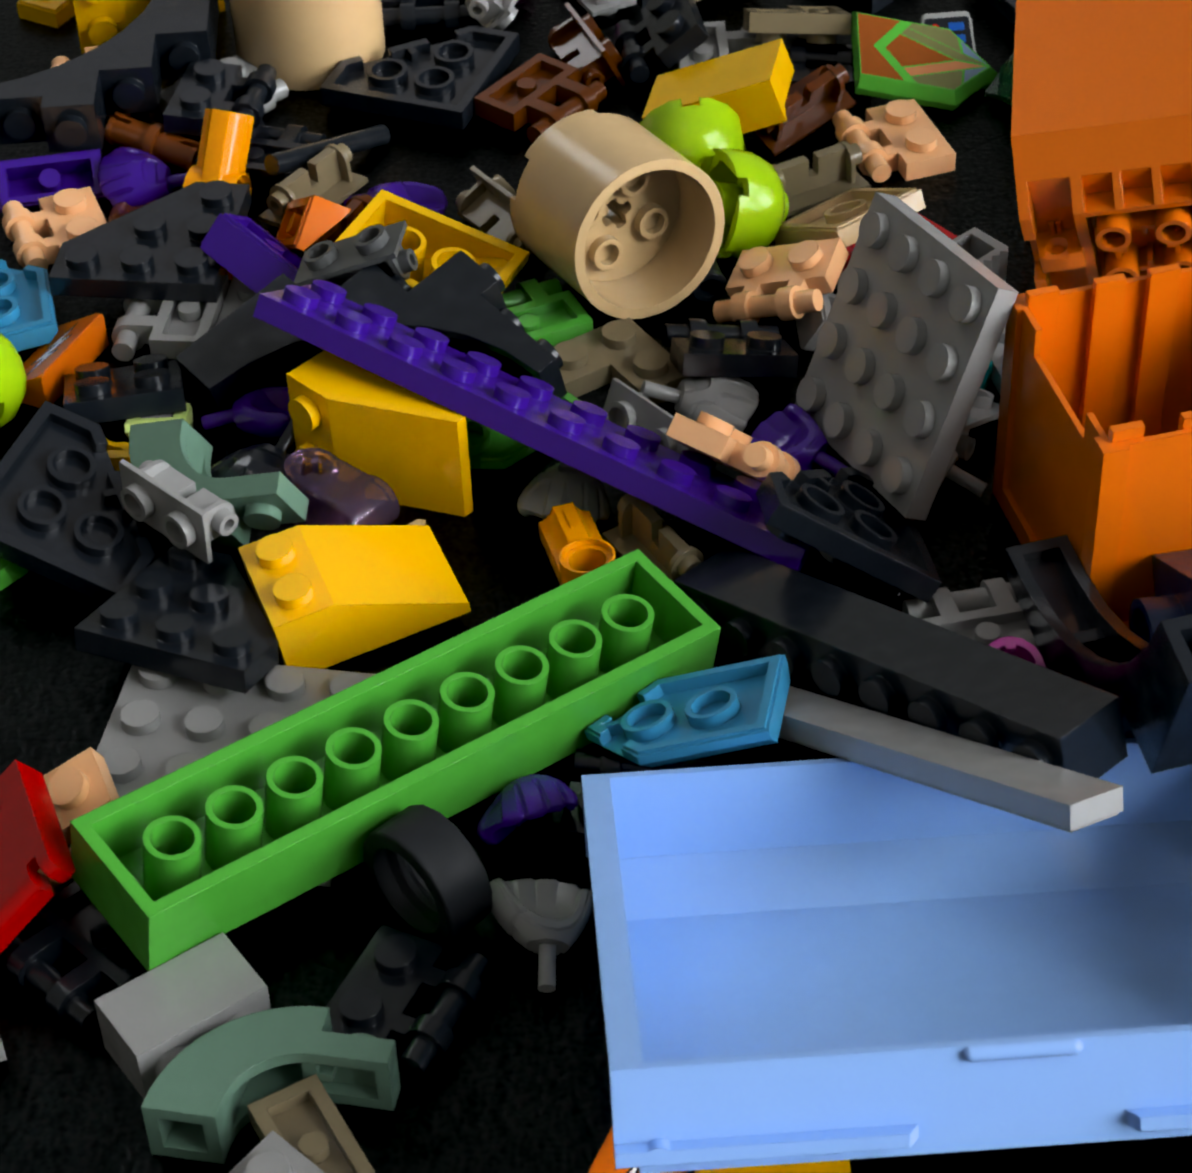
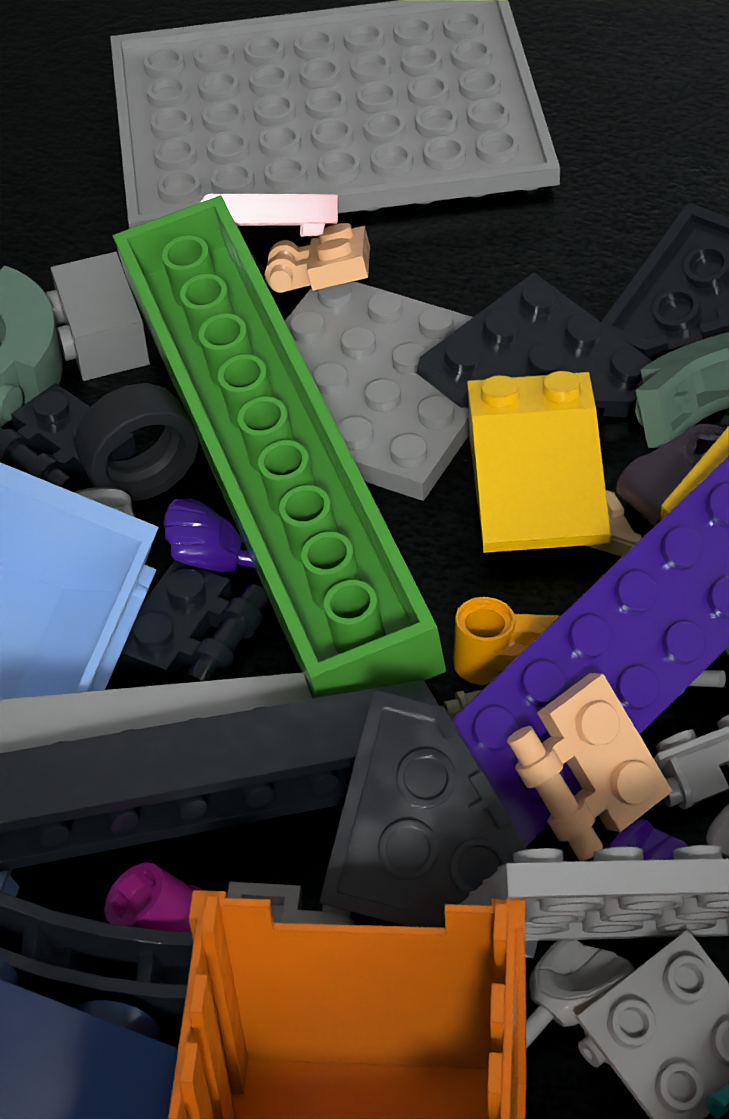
camera: 110 degrees right, 5 degrees up
(164, 502) = (642, 337): light grey hinge -> none
(700, 714) = (201, 640): dark azure tile -> none

